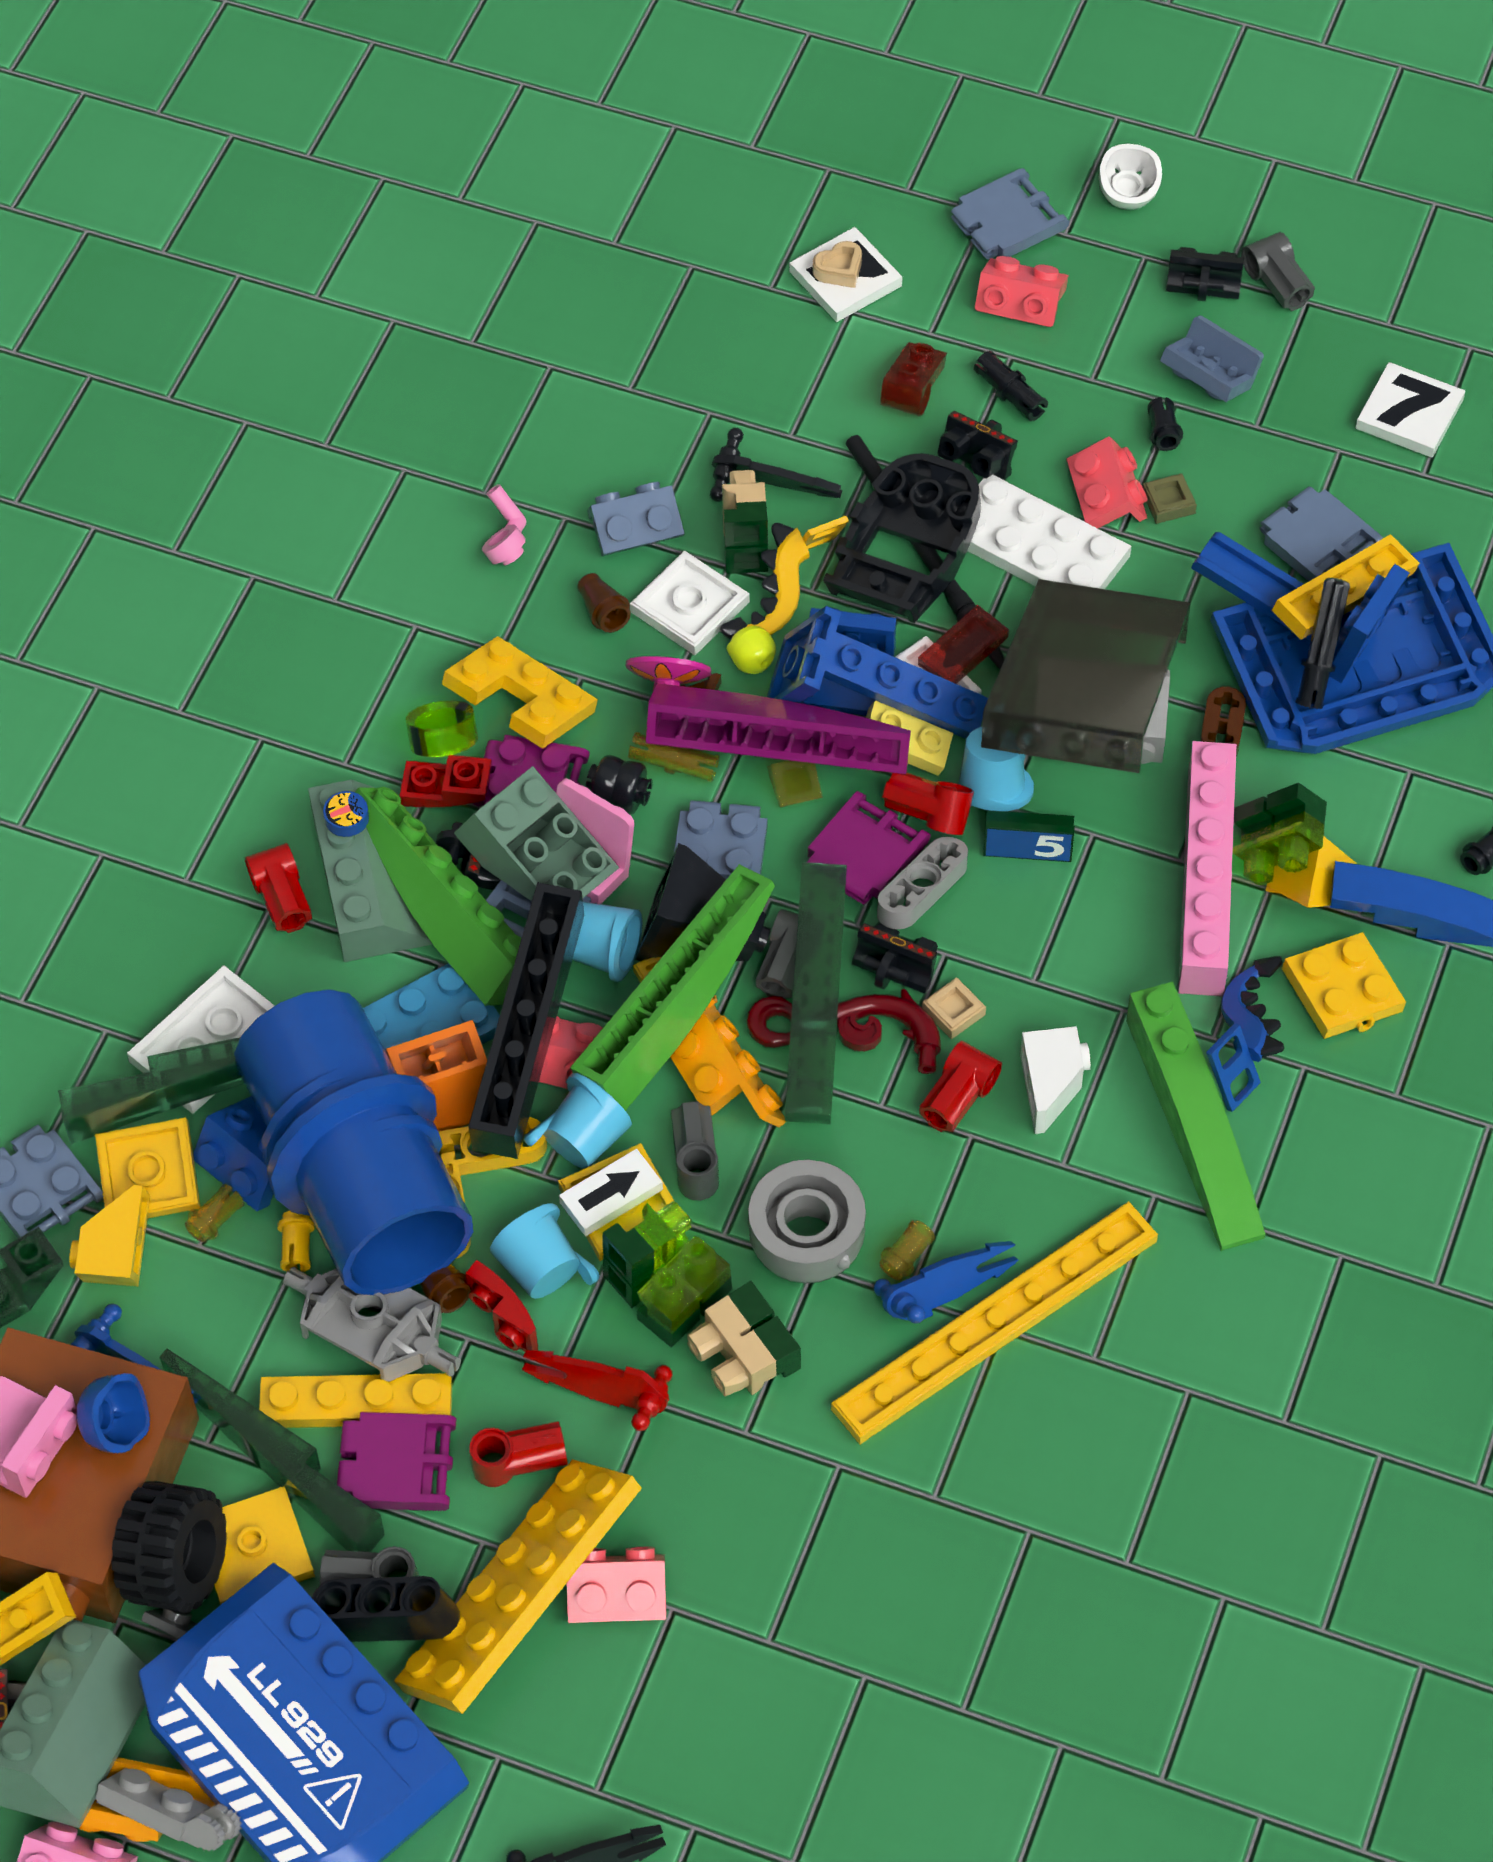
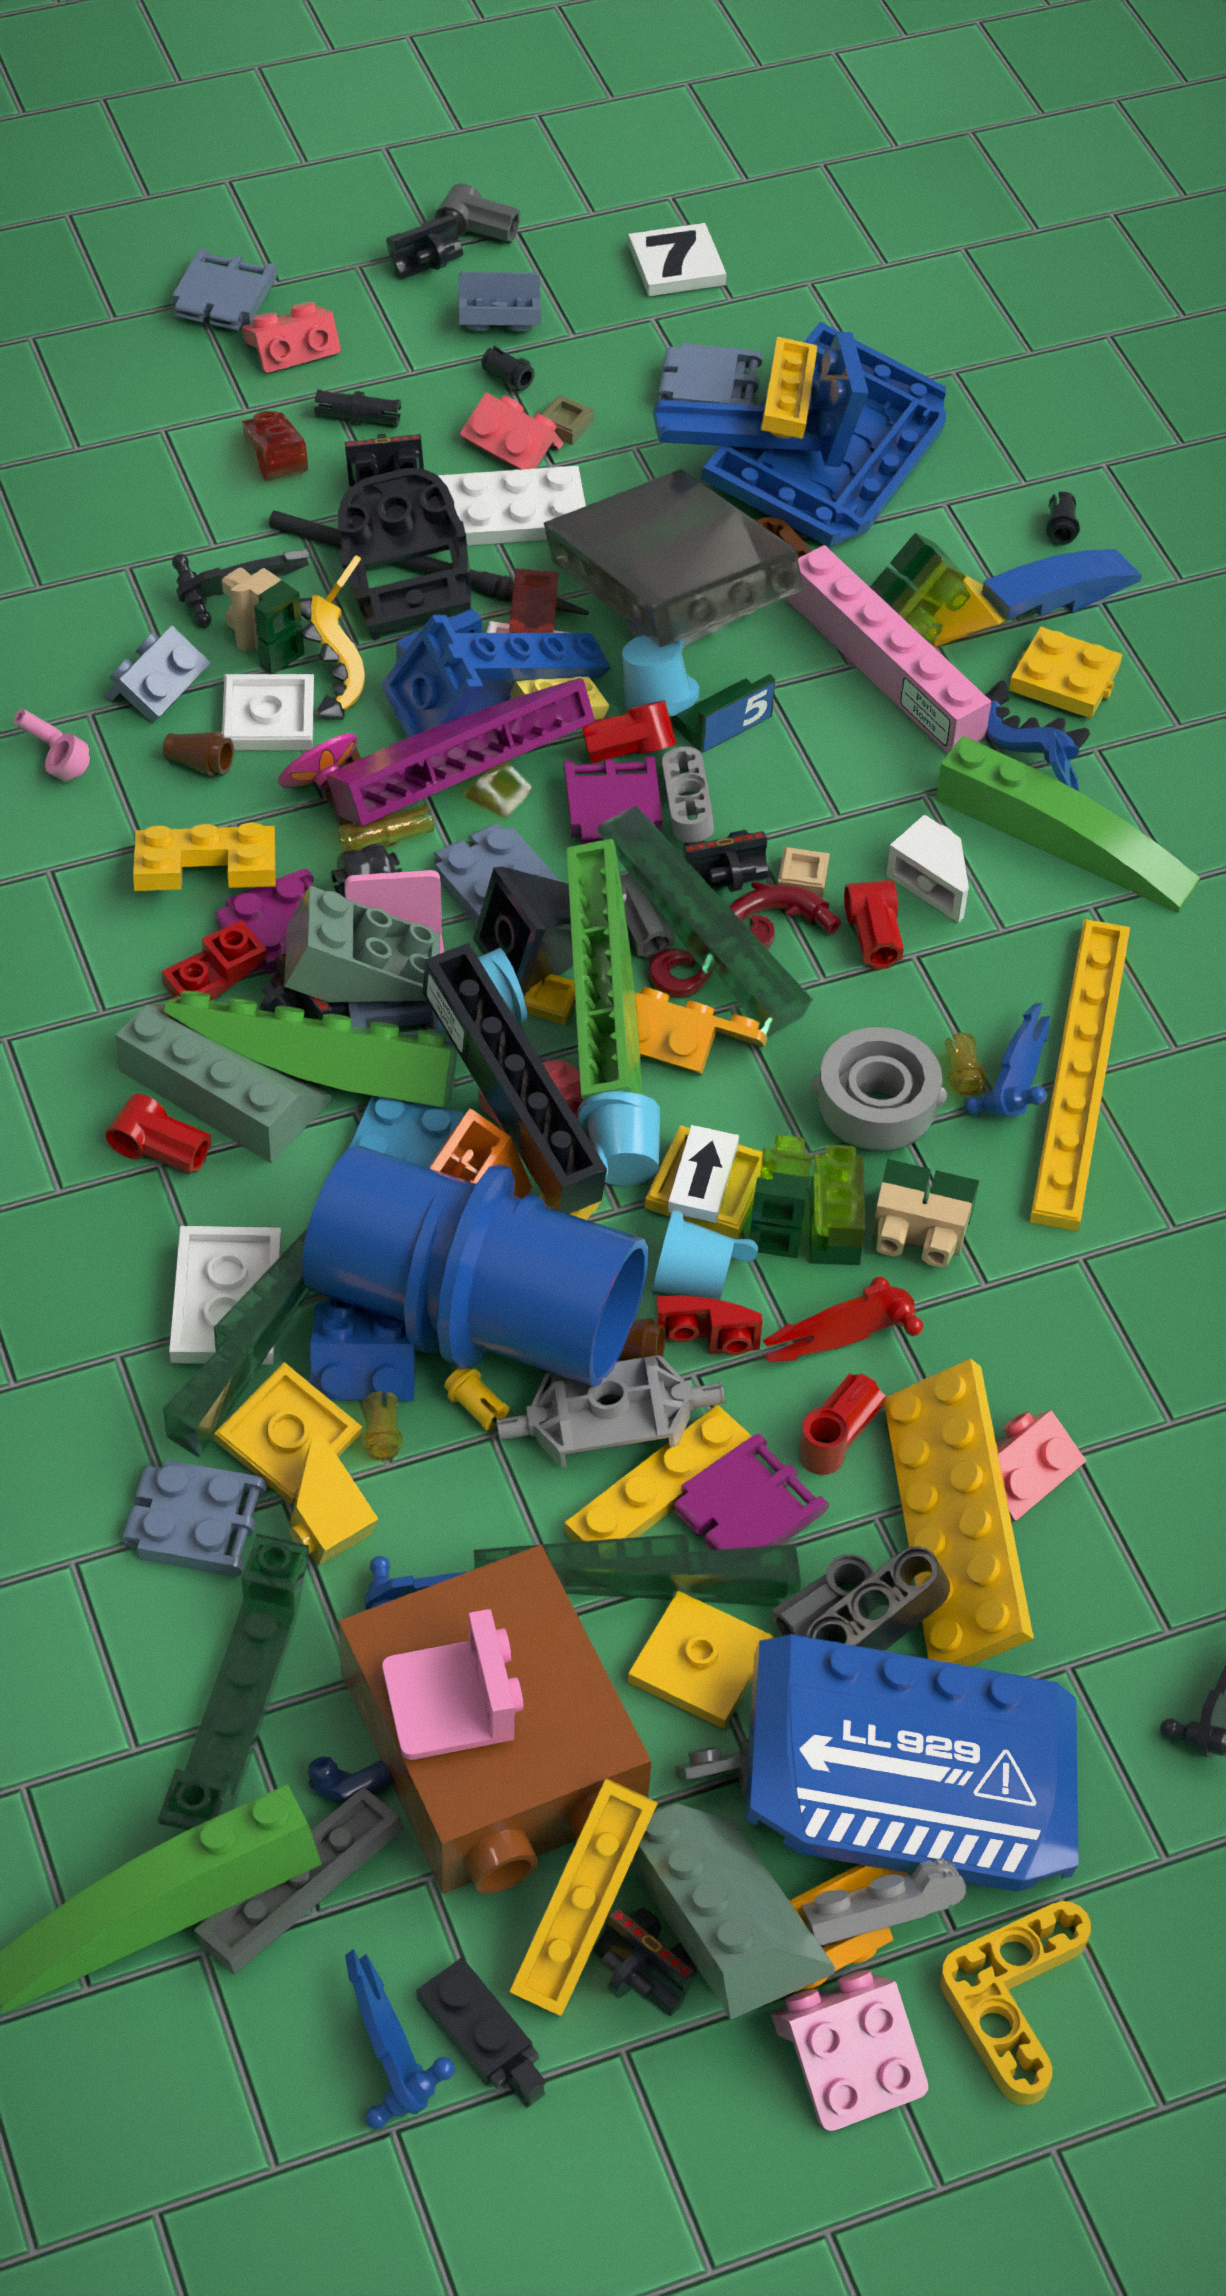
camera: 45 degrees left, 5 degrees down
(113, 1413) = (524, 1610): blue helmet -> none
(169, 1546) = (662, 1693): black tyre -> none
(346, 813) = (180, 1026): tile -> none
(441, 728) = (172, 924): clear neon green piece -> none
(695, 1150) = (736, 1106): dark grey piece -> none
(752, 649) = (364, 711): neon yellow piece -> none
(839, 265) = (127, 394): tan tile -> none
(874, 281) = (133, 402): white tile -> none
(1127, 188) = (294, 221): white helmet -> none
(1323, 643) = (829, 452): black axle -> none

